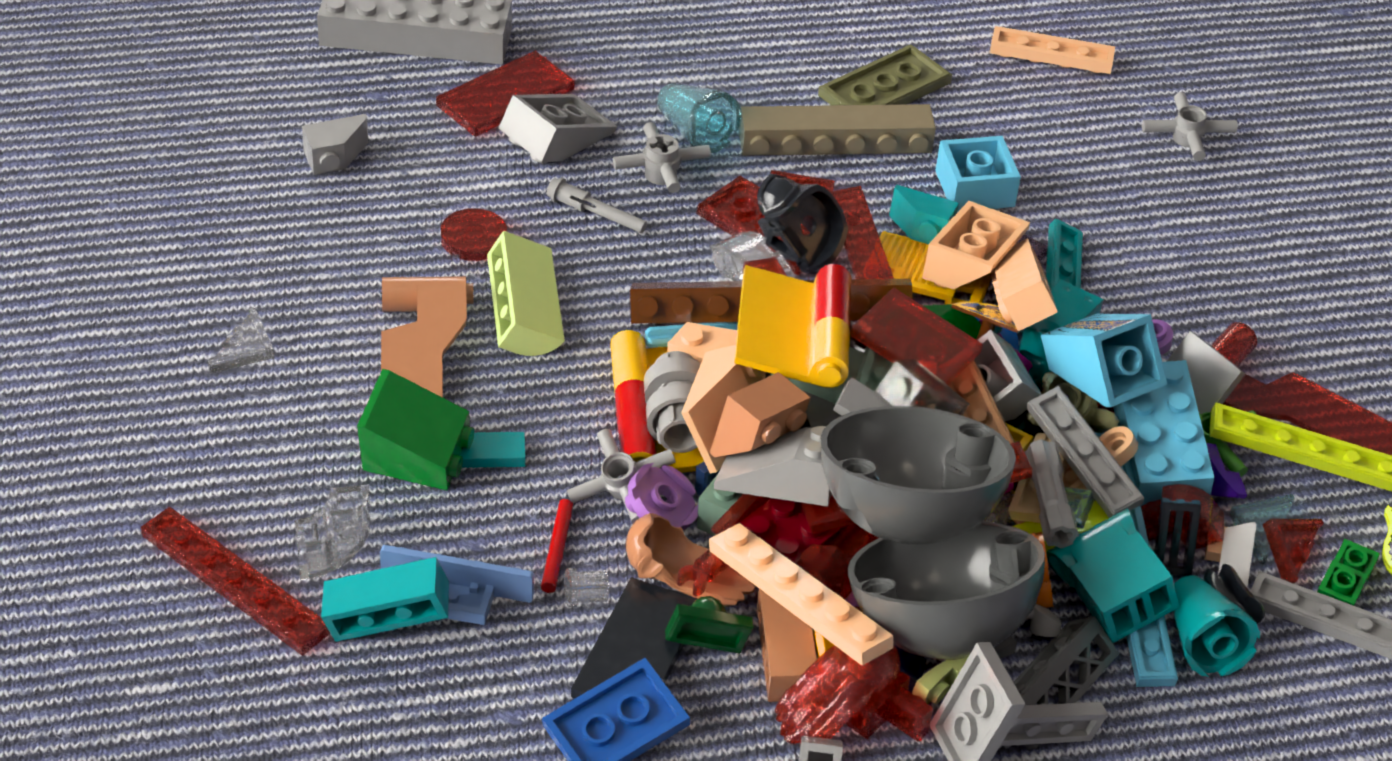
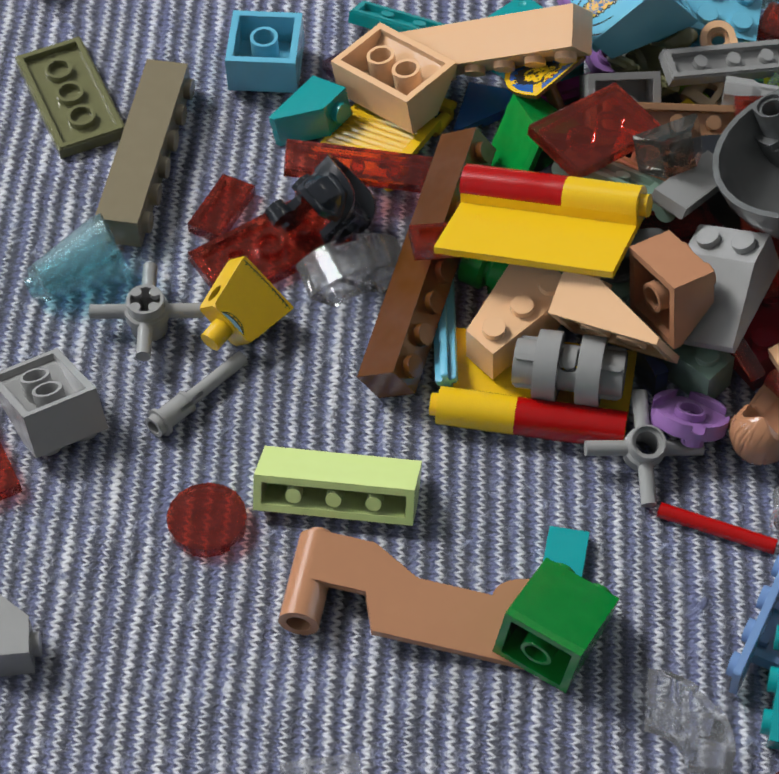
camera: 70 degrees left, 10 degrees up
(682, 203) = (241, 305): none -> yellow torso

